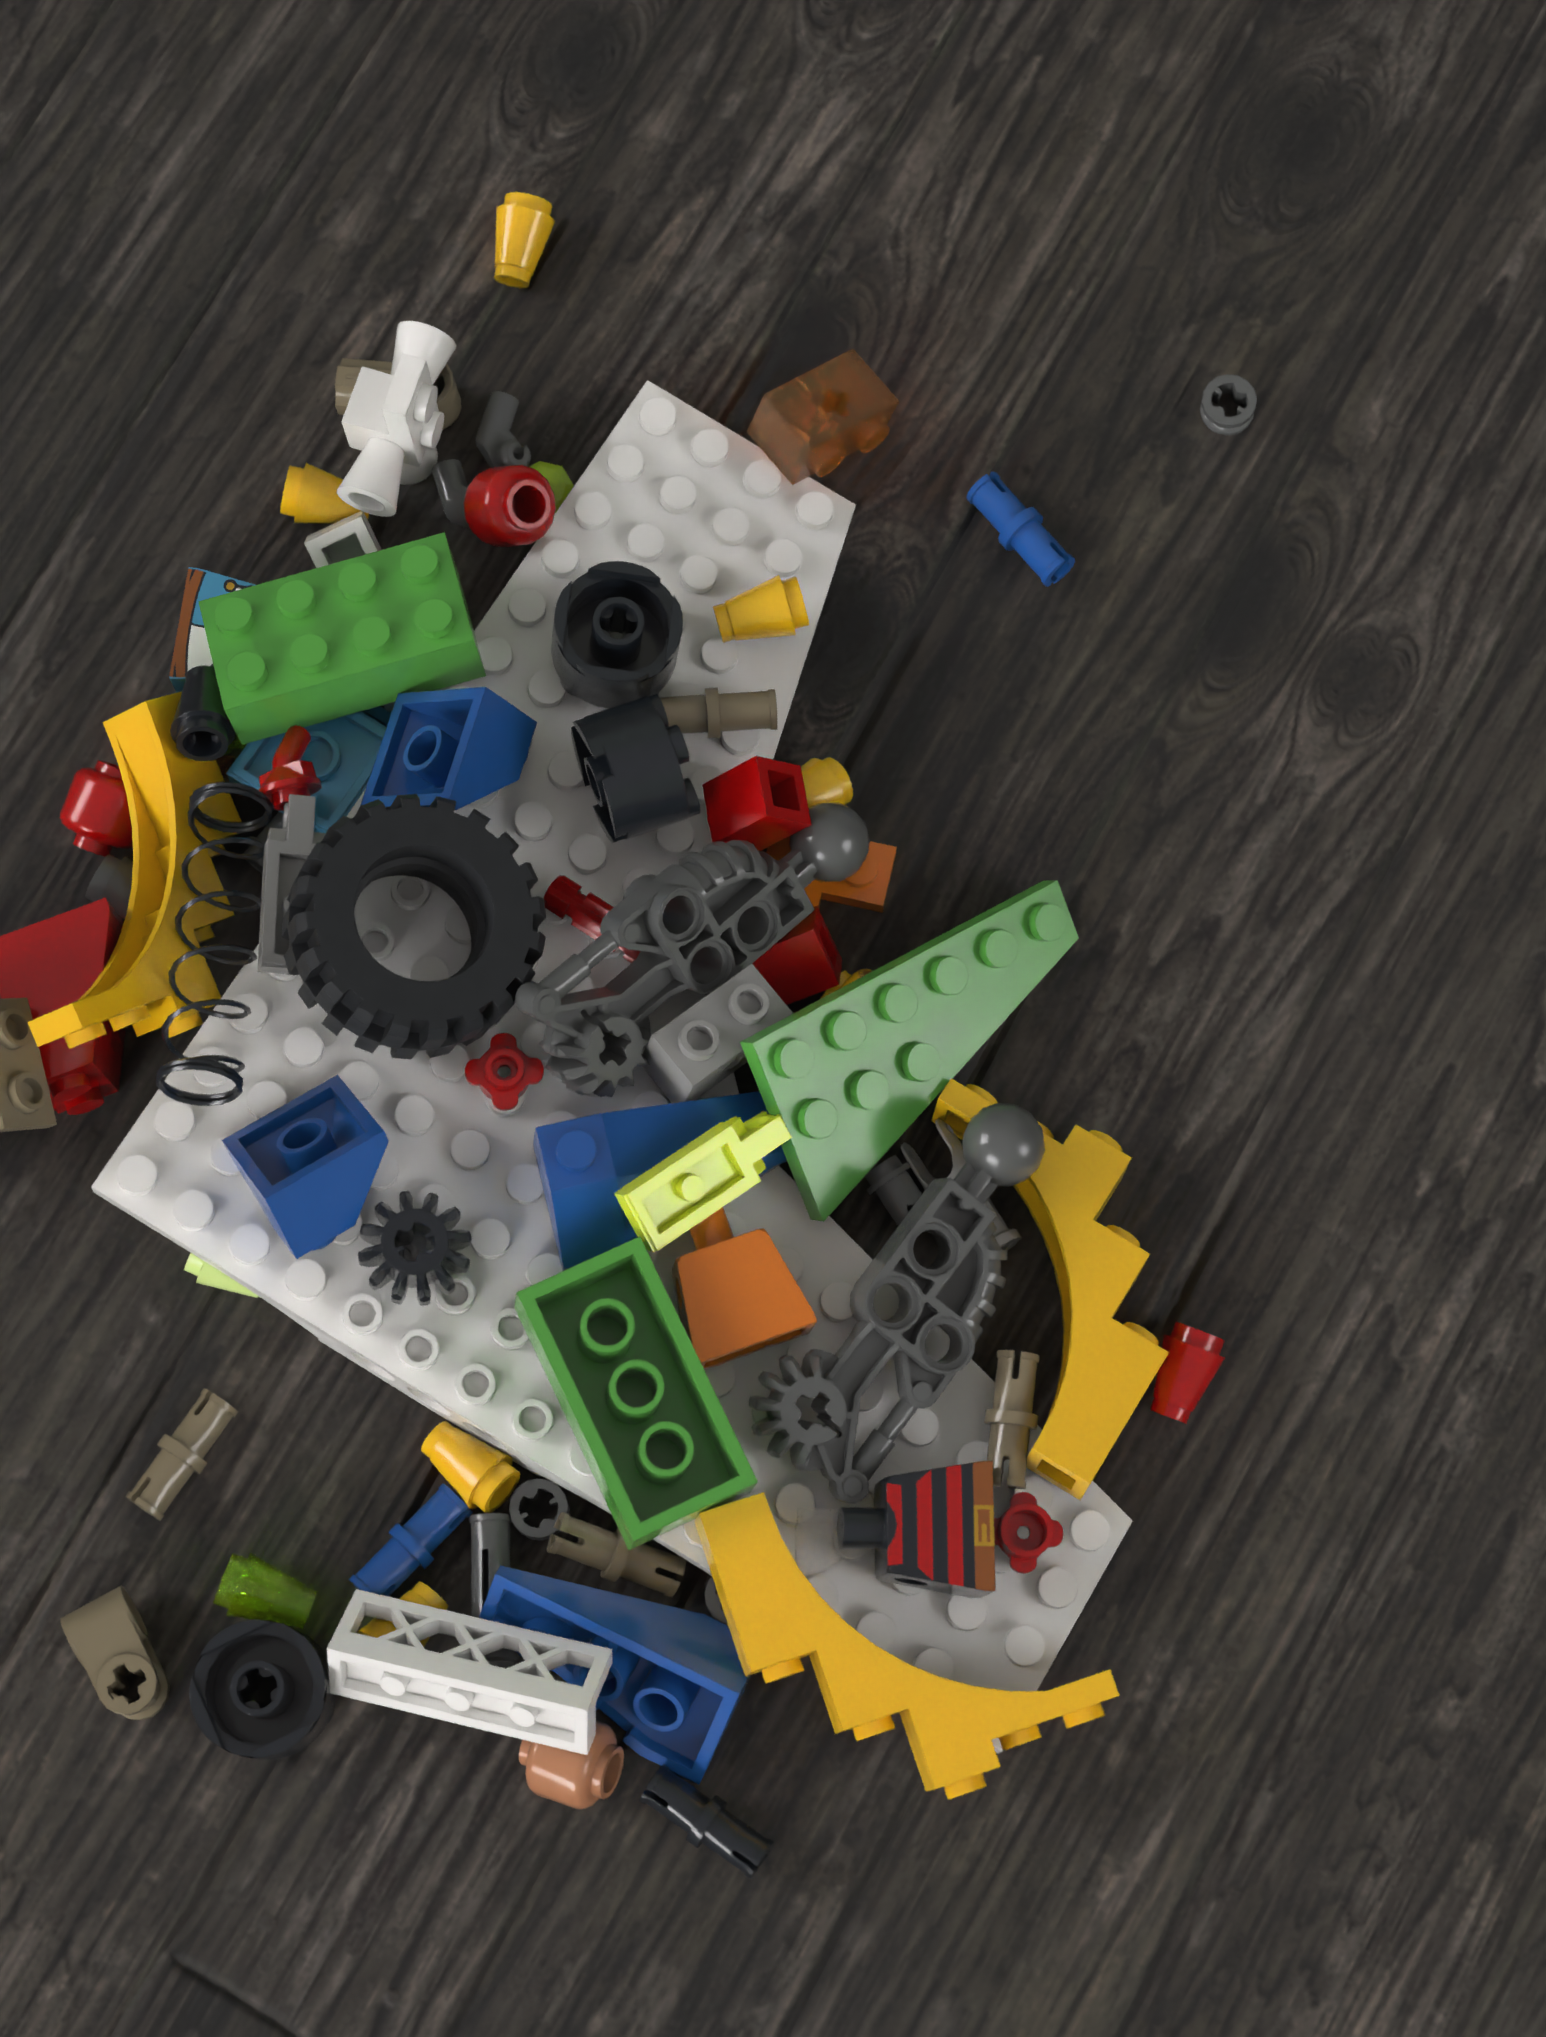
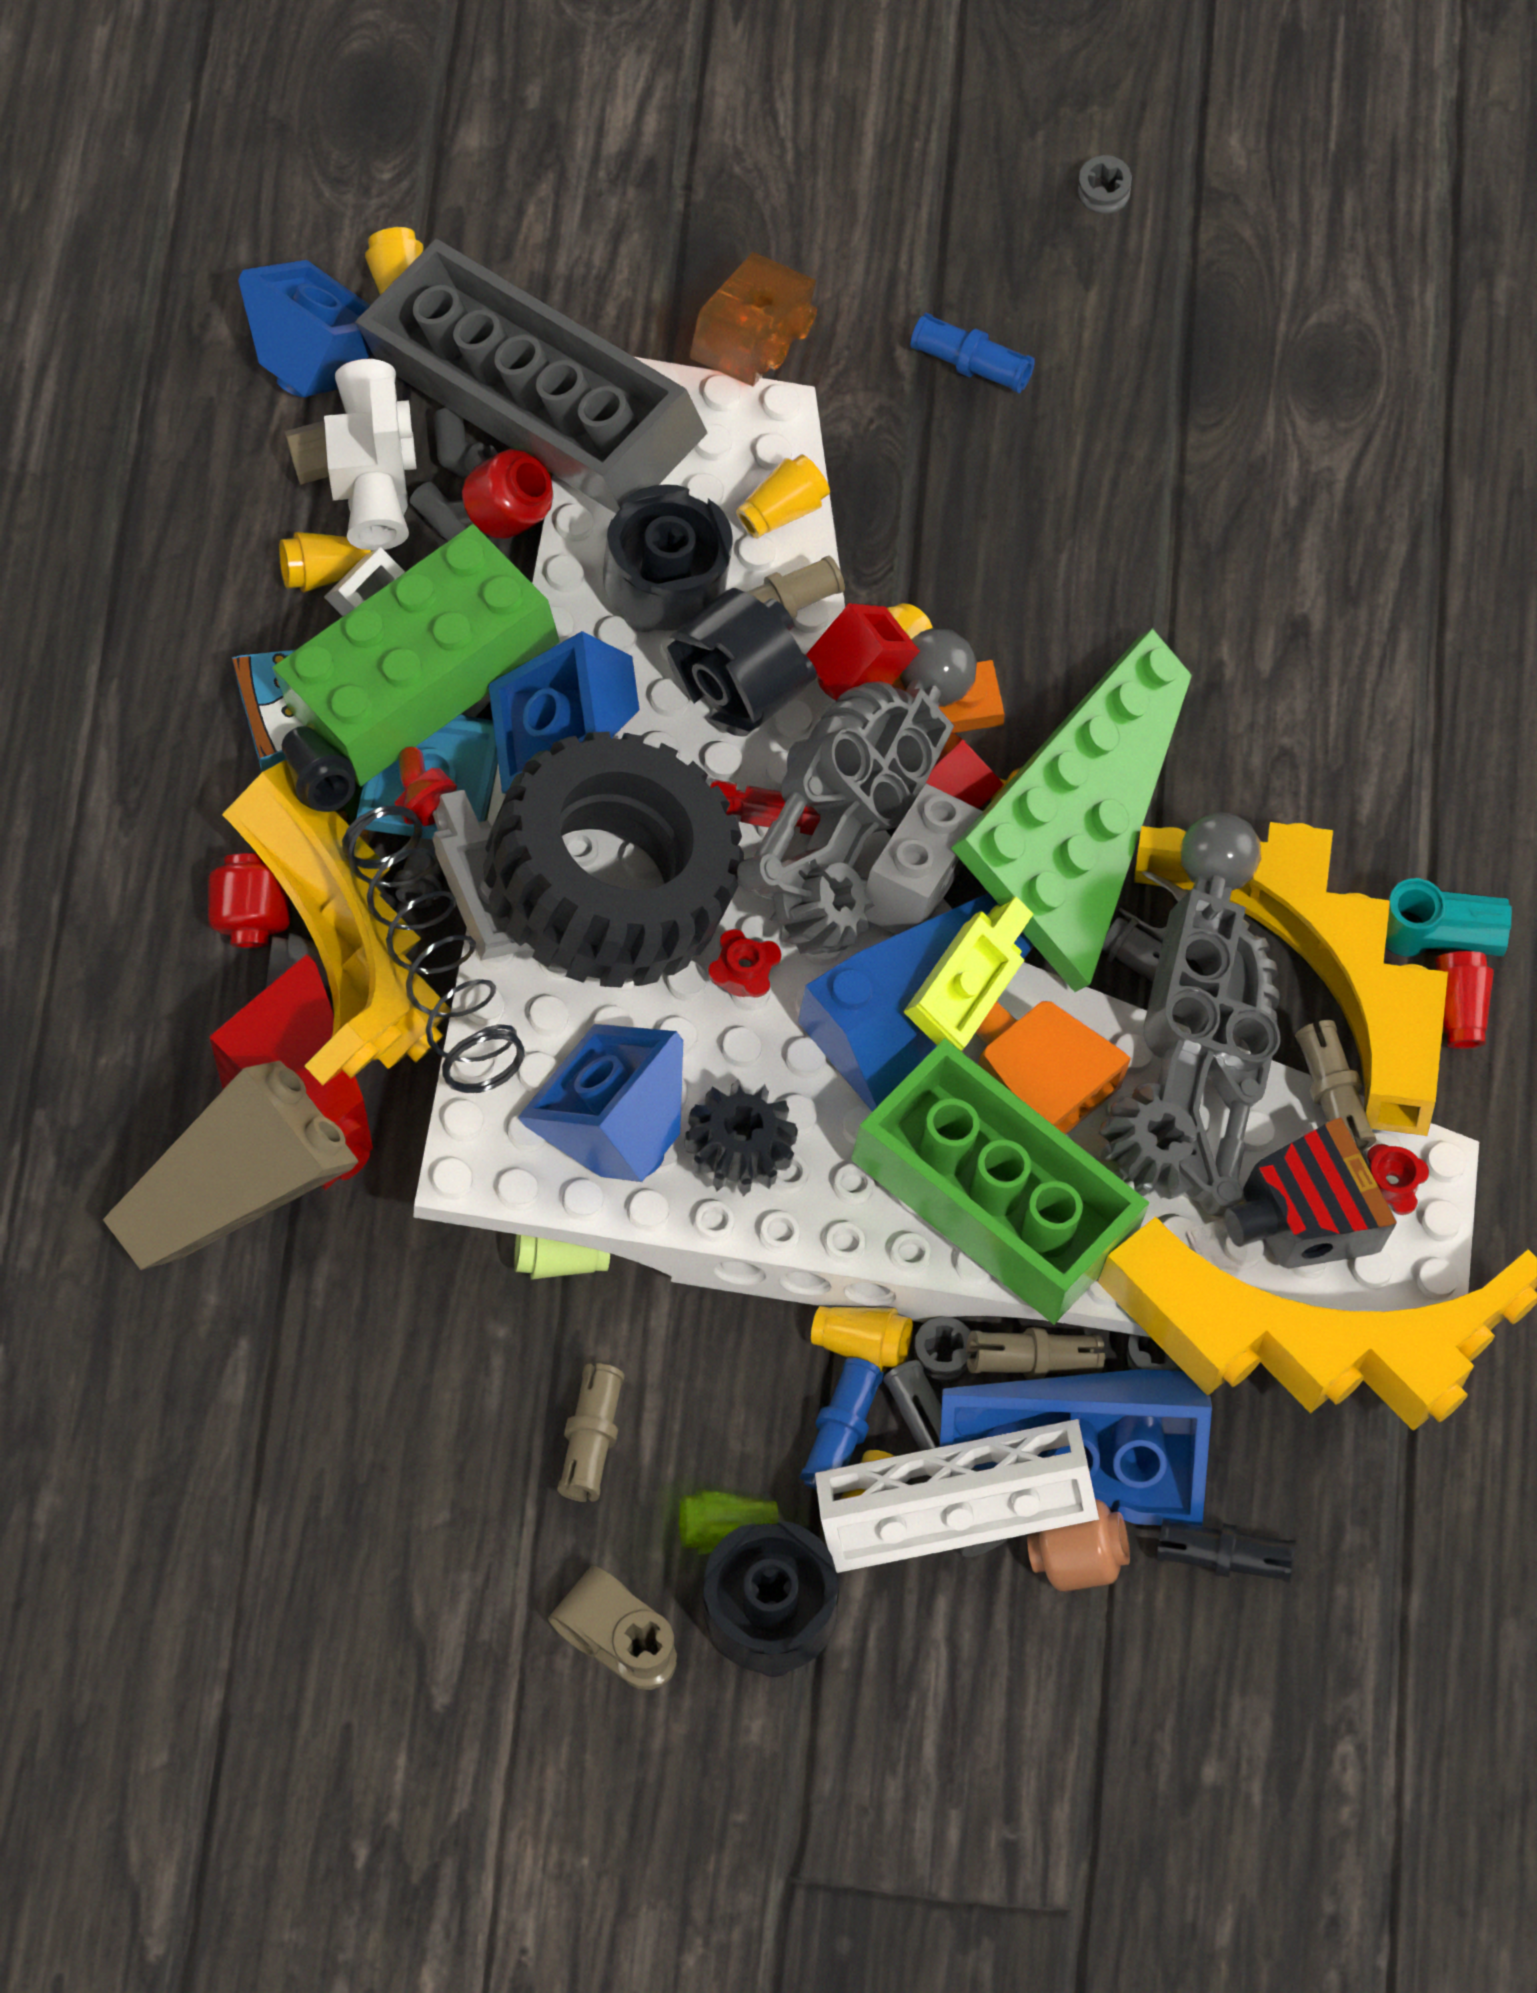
camera: 25 degrees left, 10 degrees down
(413, 257) = (302, 324): none -> blue slope
(578, 400) = (531, 376): none -> dark grey brick
(1210, 1290) = (1448, 919): none -> teal piece

